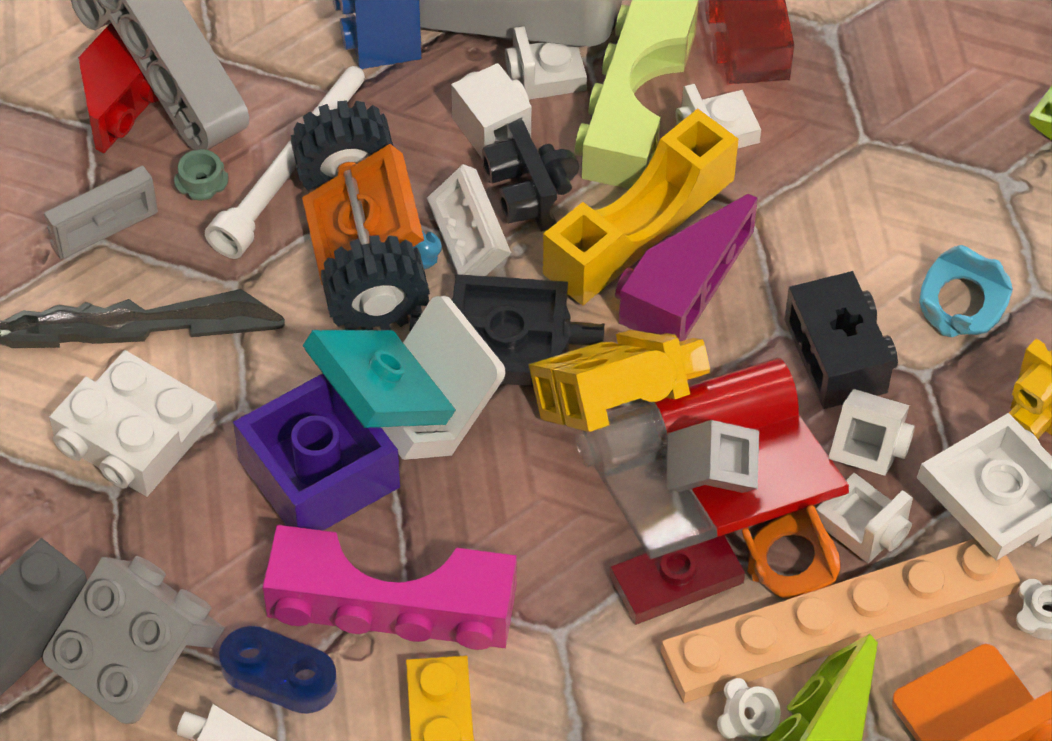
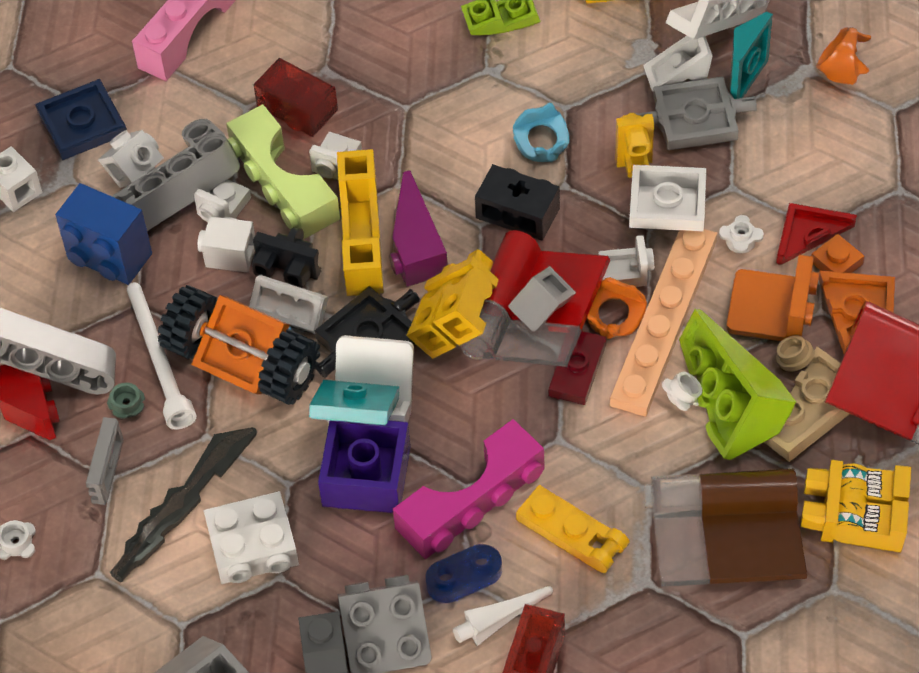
camera: 45 degrees left, 0 degrees up
(871, 432) = (585, 227): white brick -> none

